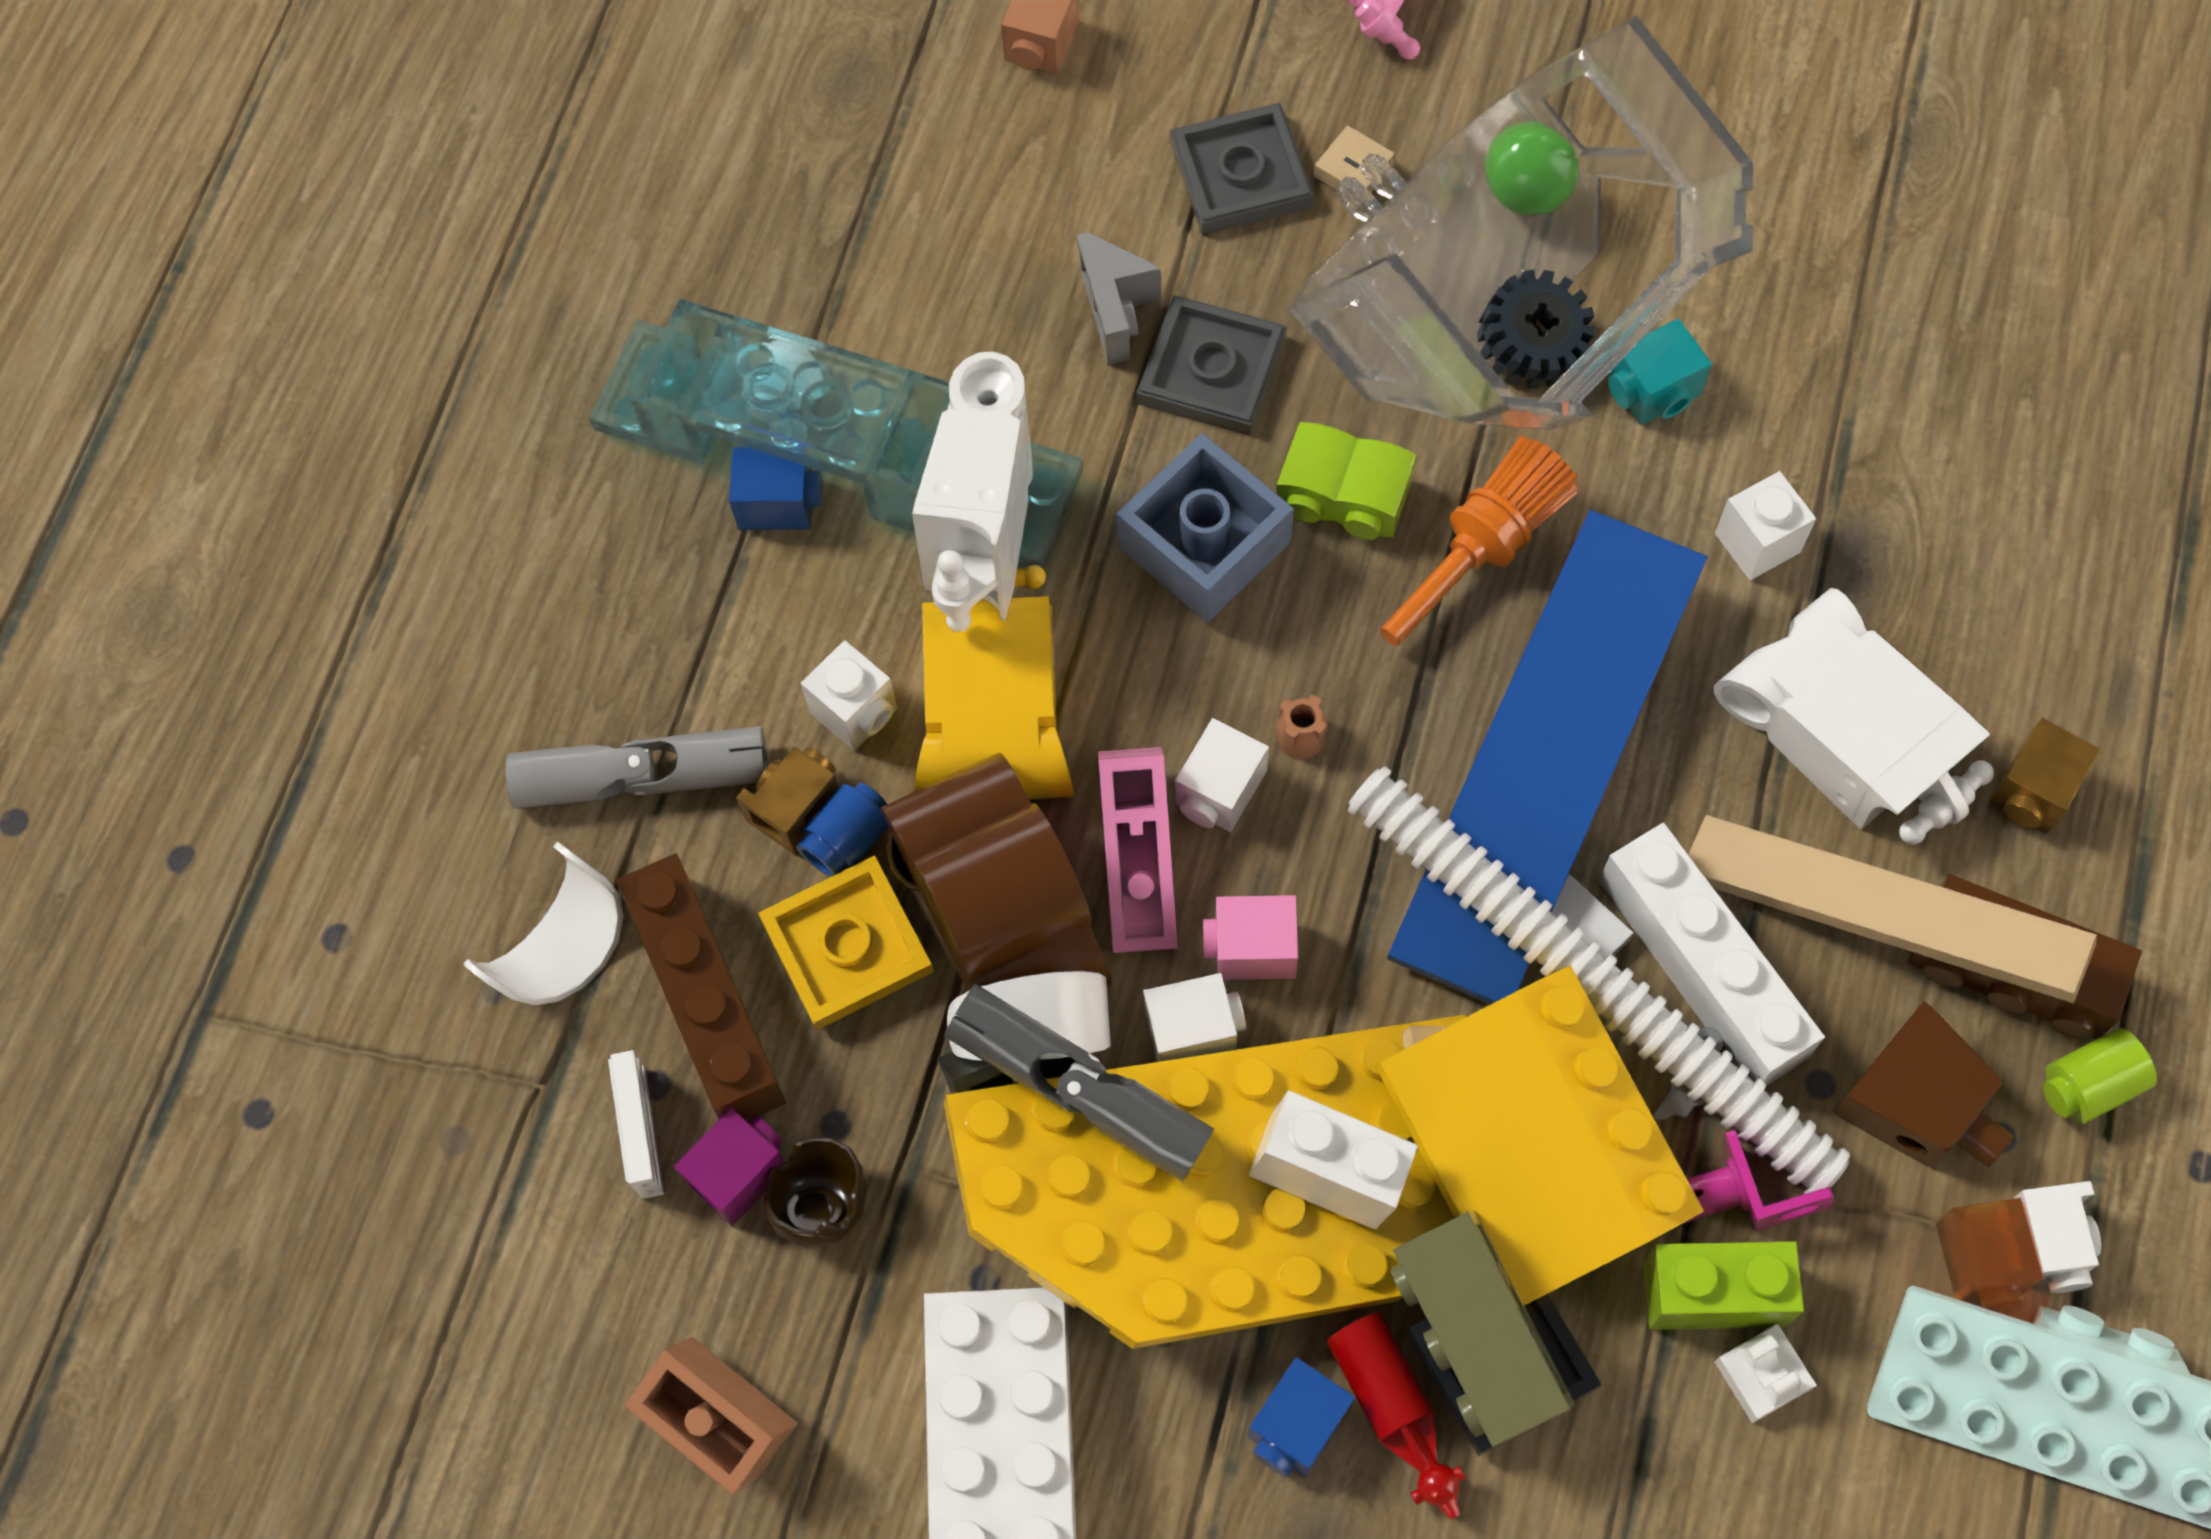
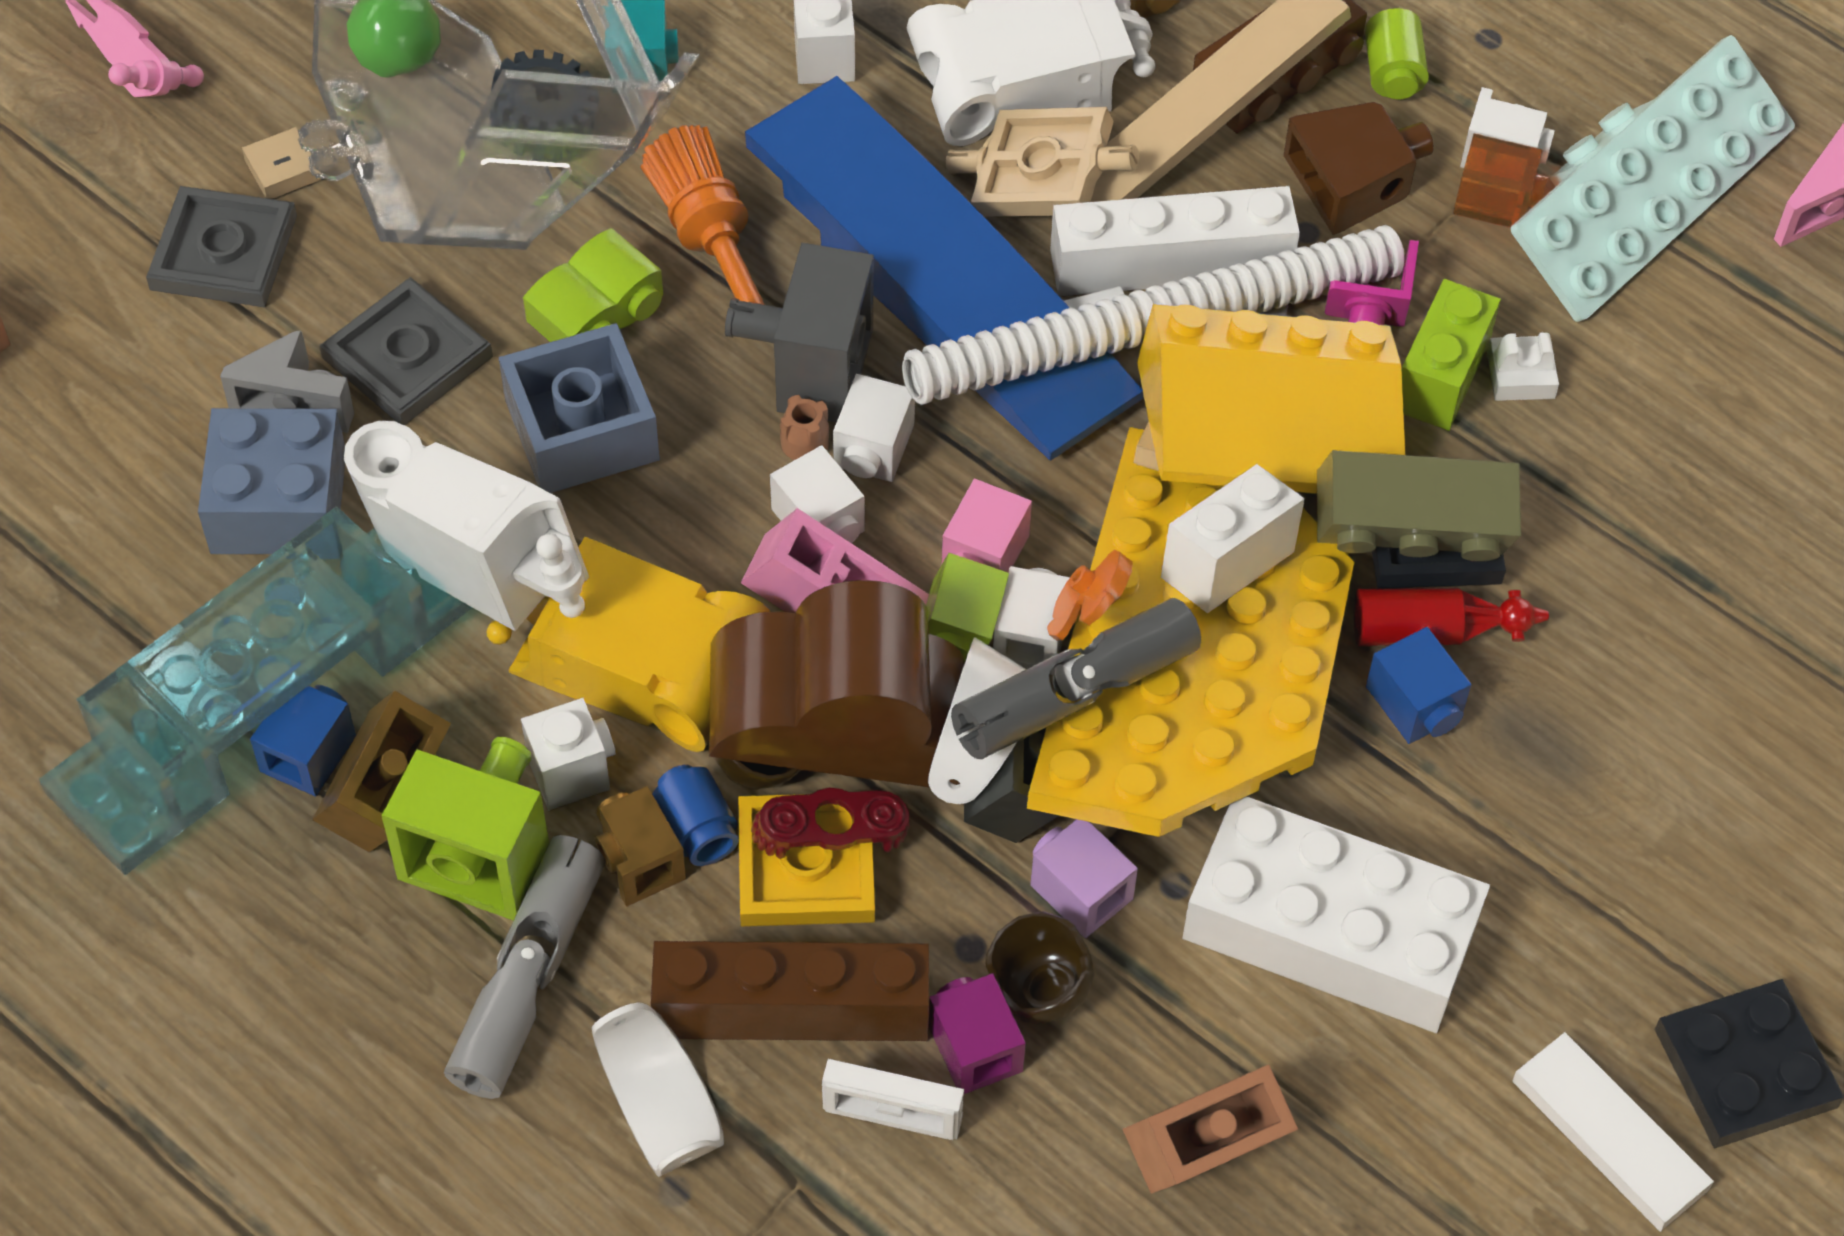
camera: 70 degrees left, 10 degrees down
(722, 652) = (468, 828): none -> lime brick
(755, 562) = (375, 767): none -> pearl gold brick
(908, 978) = (792, 822): none -> dark red piece
(928, 1191) = (1082, 875): none -> lavender brick
(1013, 312) = (268, 476): none -> sand blue brick
(1156, 952) = (965, 601): none -> lime brick
(1195, 1056) = (1089, 593): none -> orange piece
(1323, 782) = (873, 428): none -> white brick
(1395, 682) = (821, 328): none -> dark grey brick
(1729, 790) = (1041, 160): none -> tan plate

